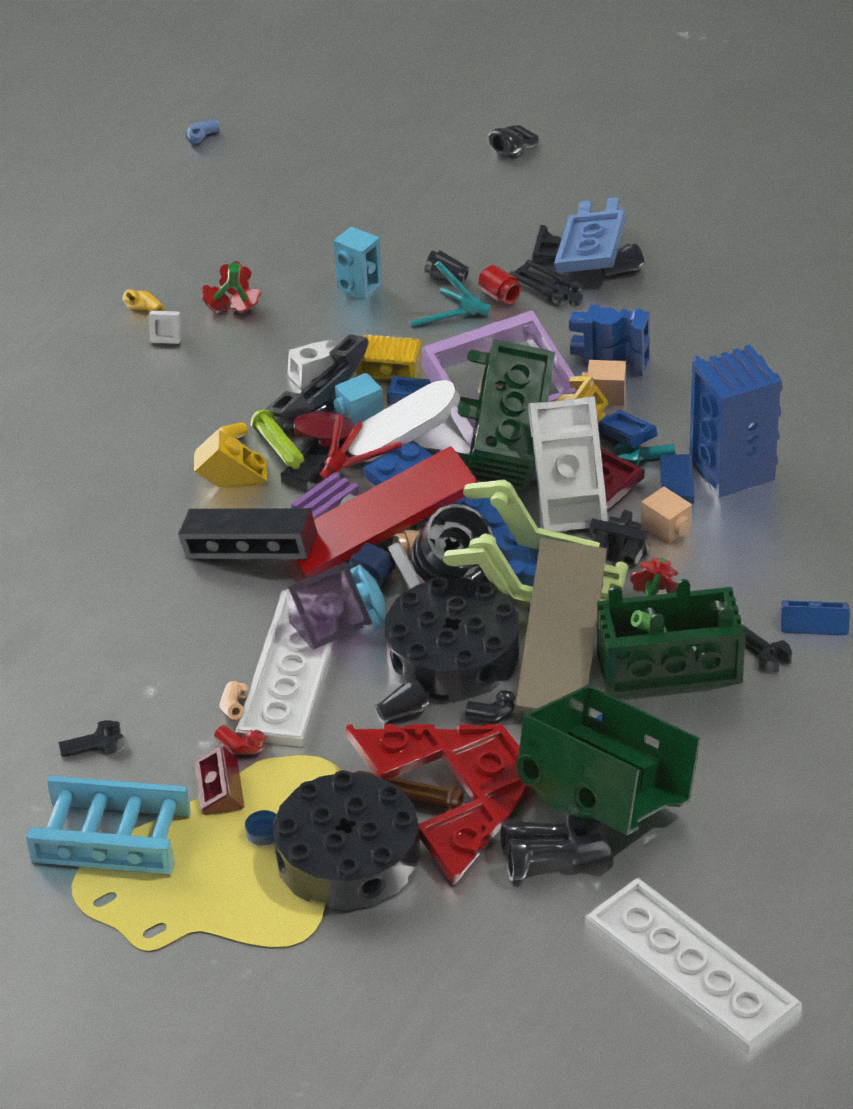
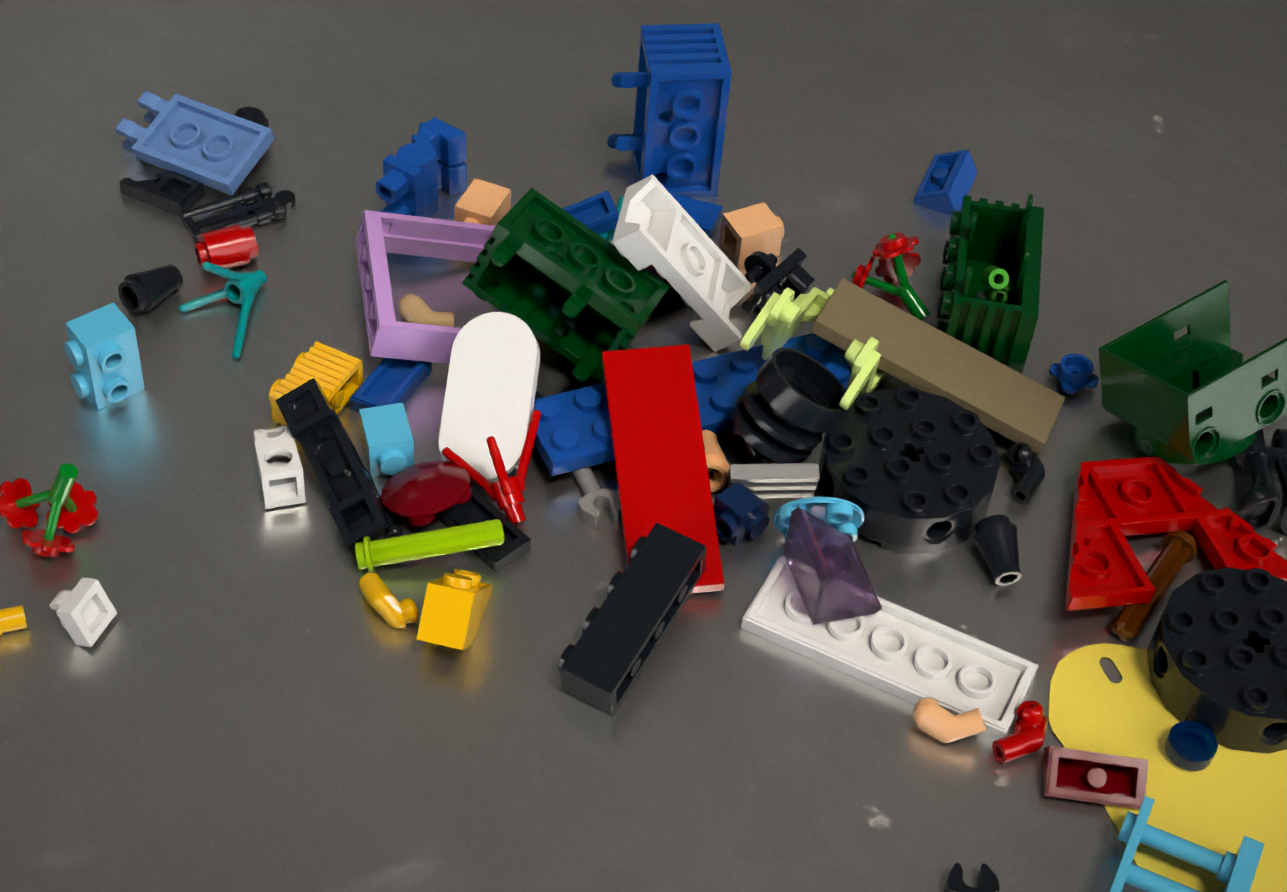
camera: 80 degrees left, 5 degrees up
(322, 495) = (551, 506): medium lavender tile -> none

